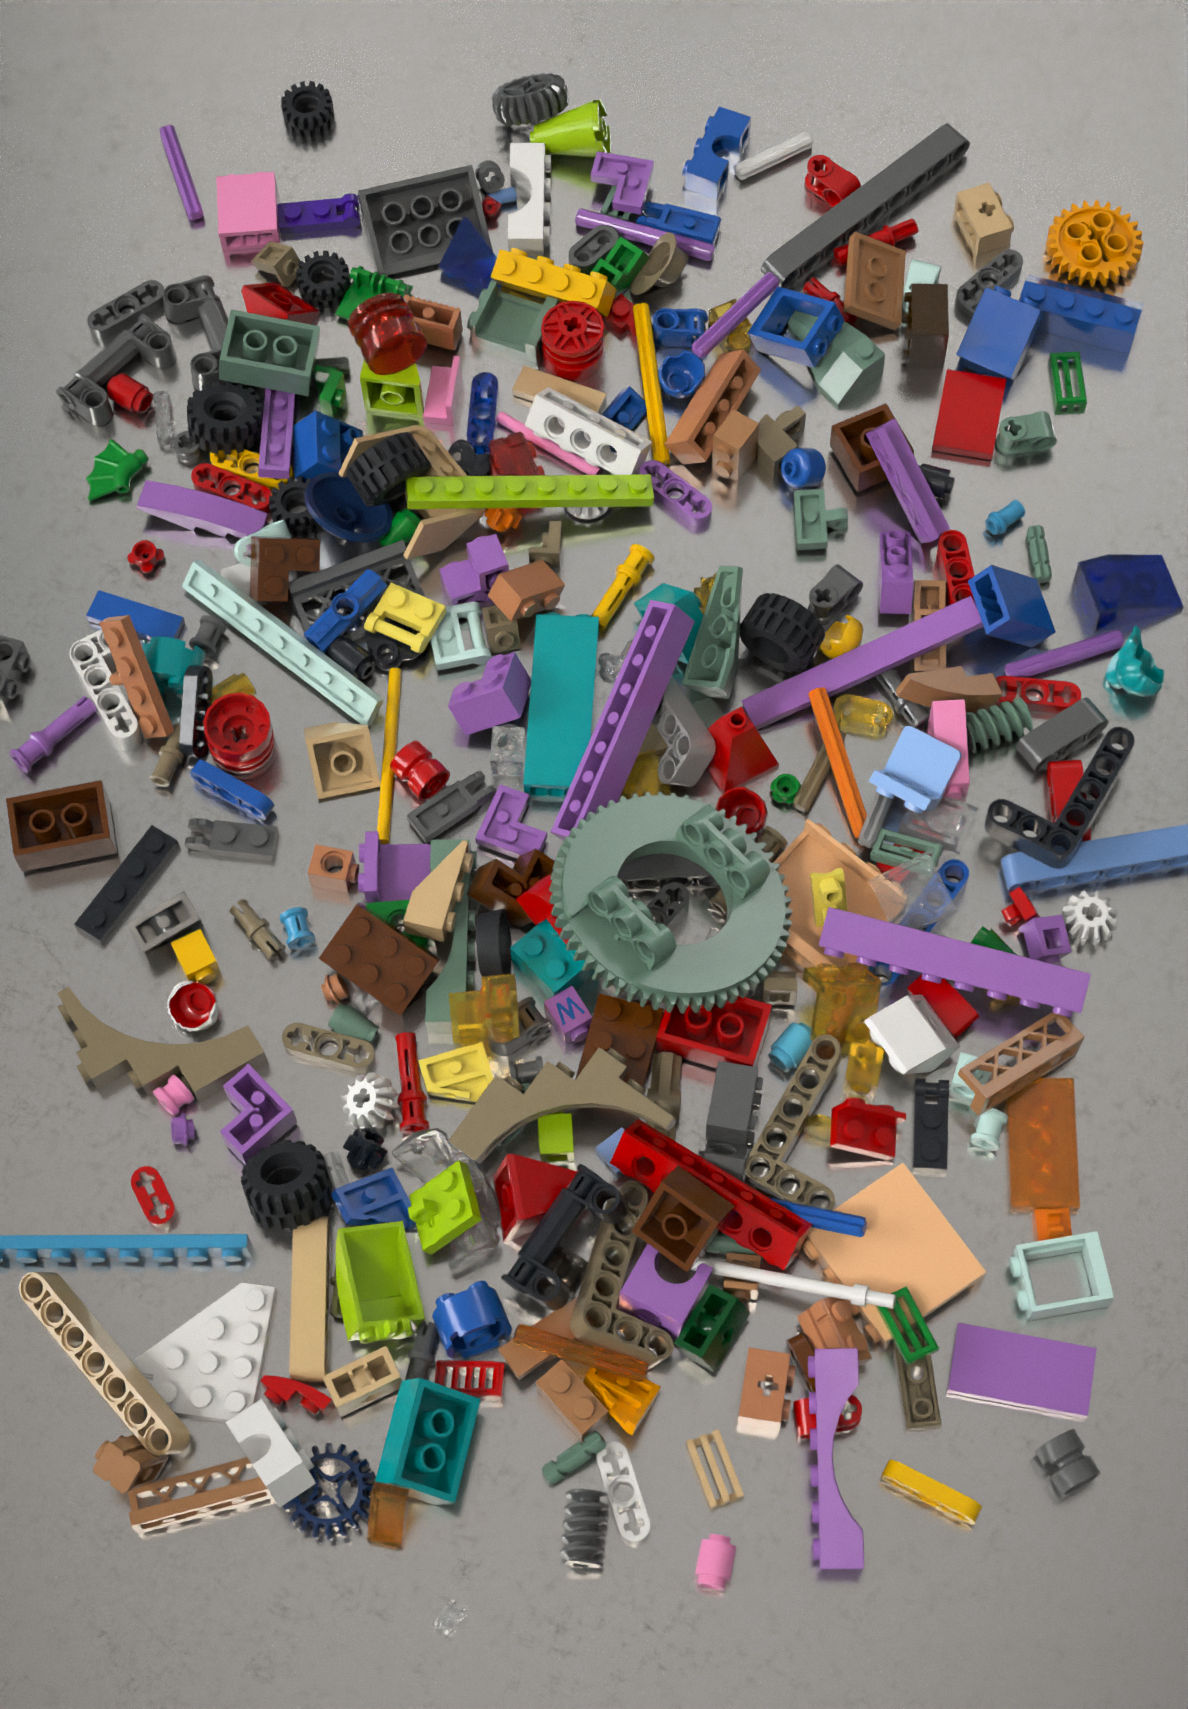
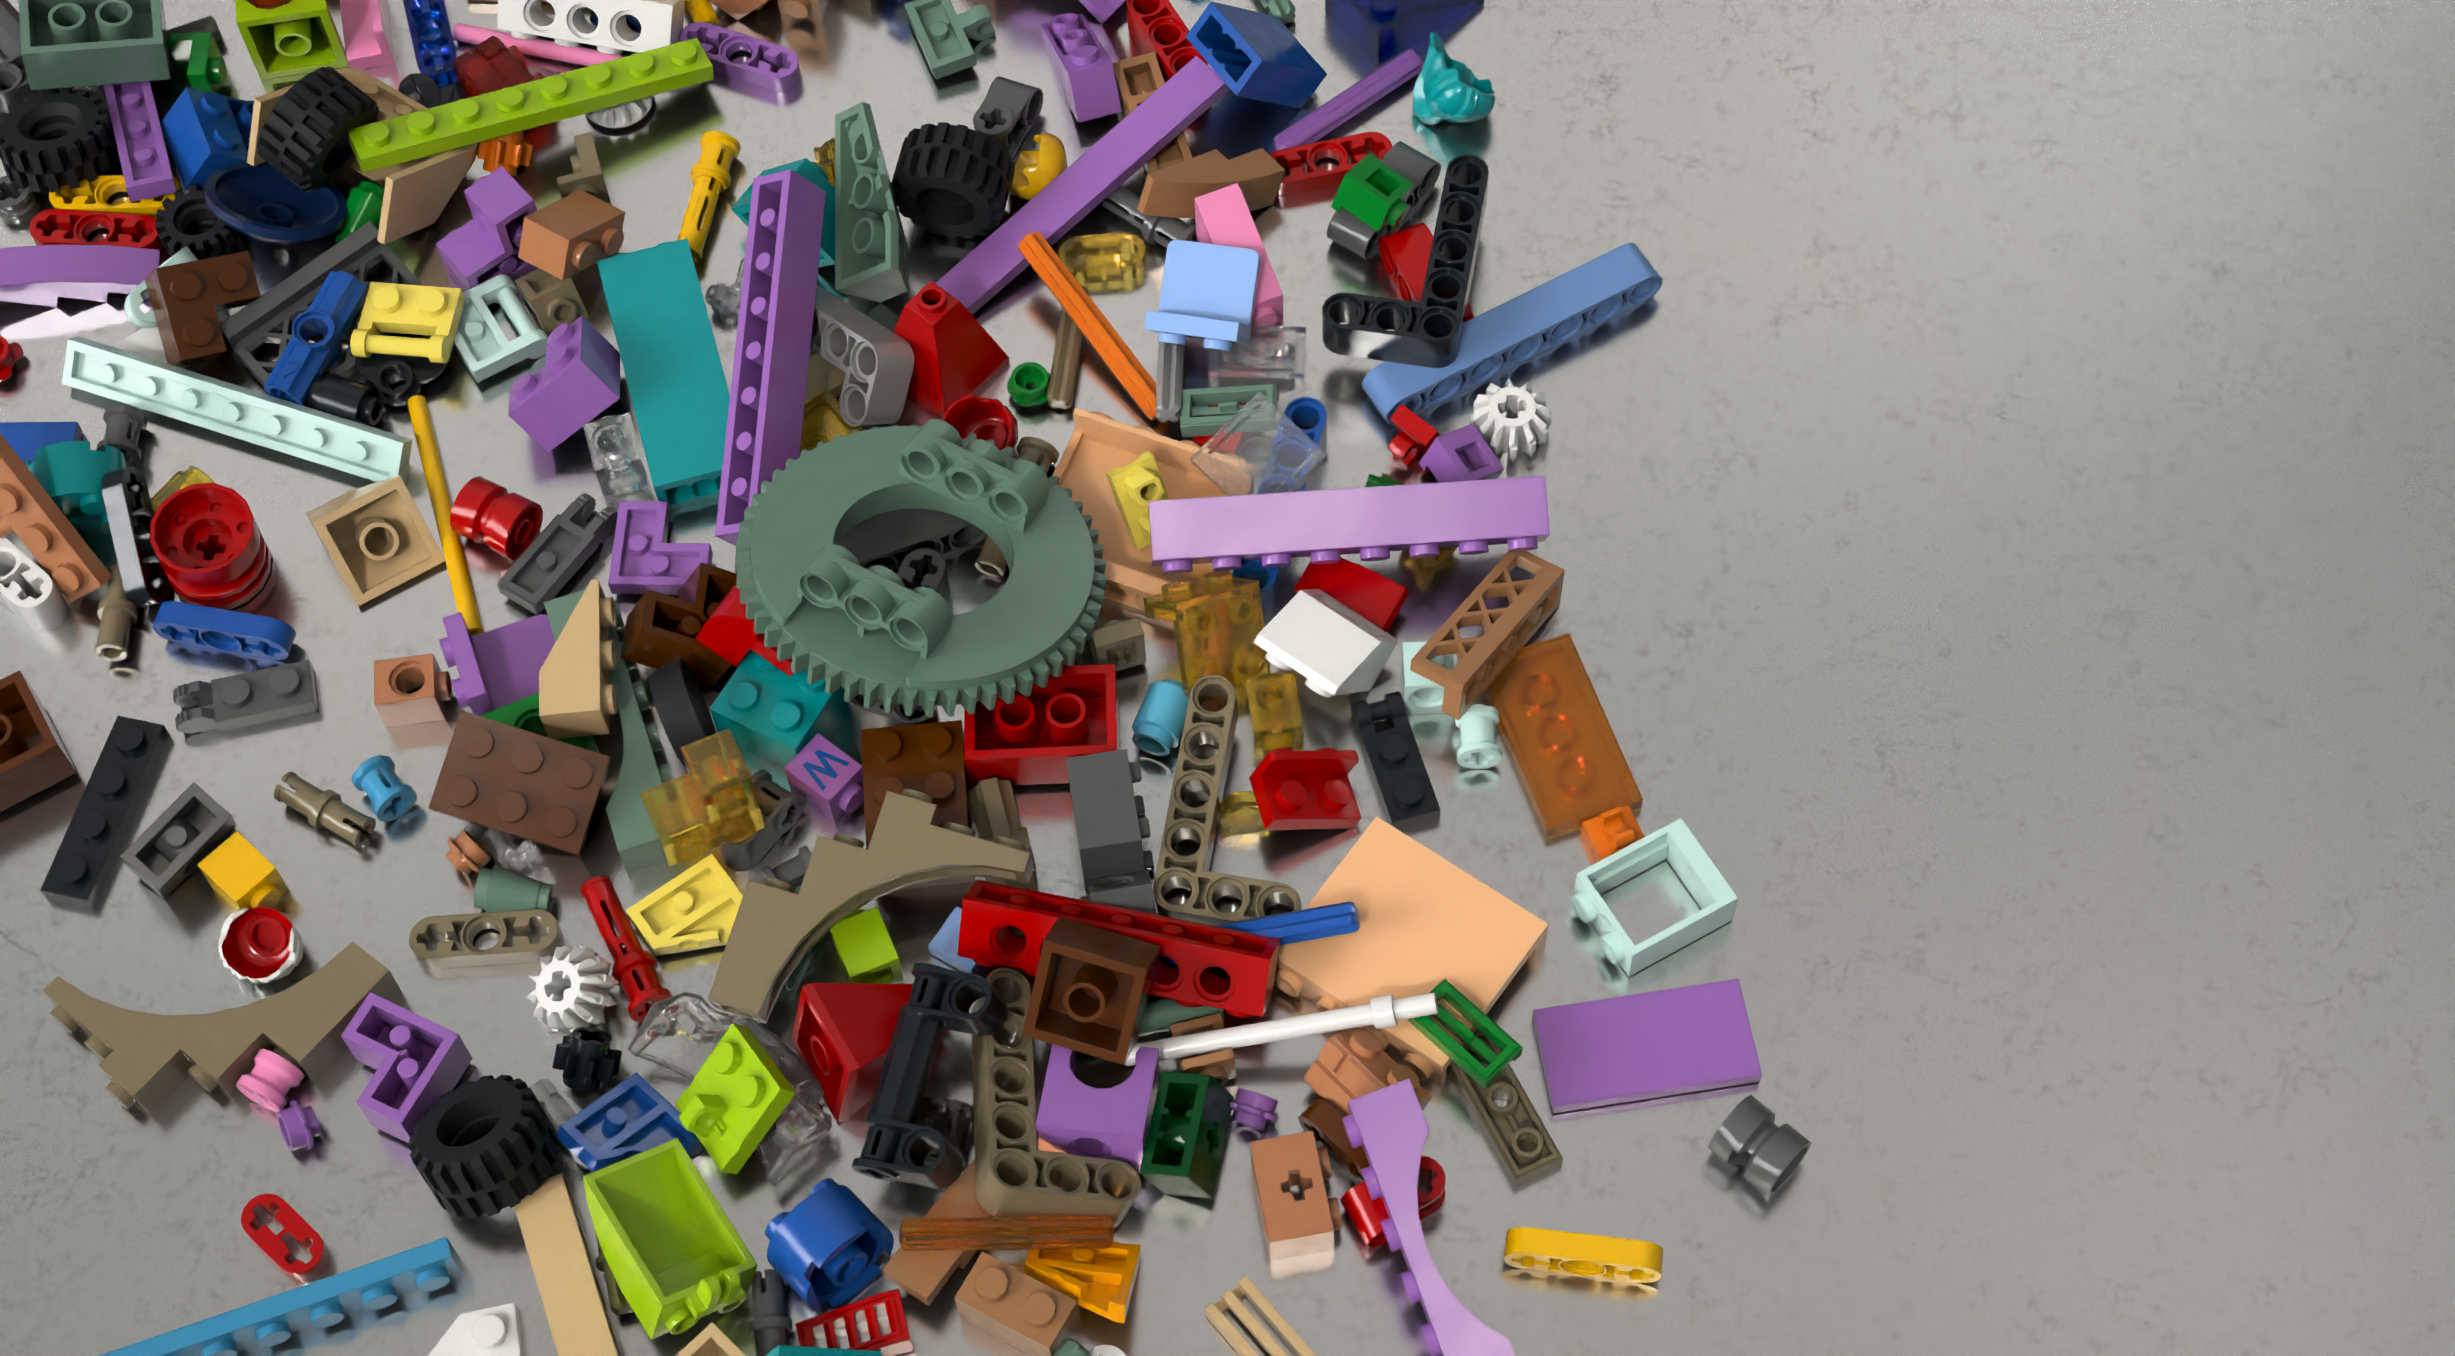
camera: 20 degrees left, 5 degrees down
(760, 1324) = (1253, 1109): none -> medium lavender plate
(997, 722) = (1292, 208): sand green piece -> none
(1053, 734) = (1374, 194): none -> green brick

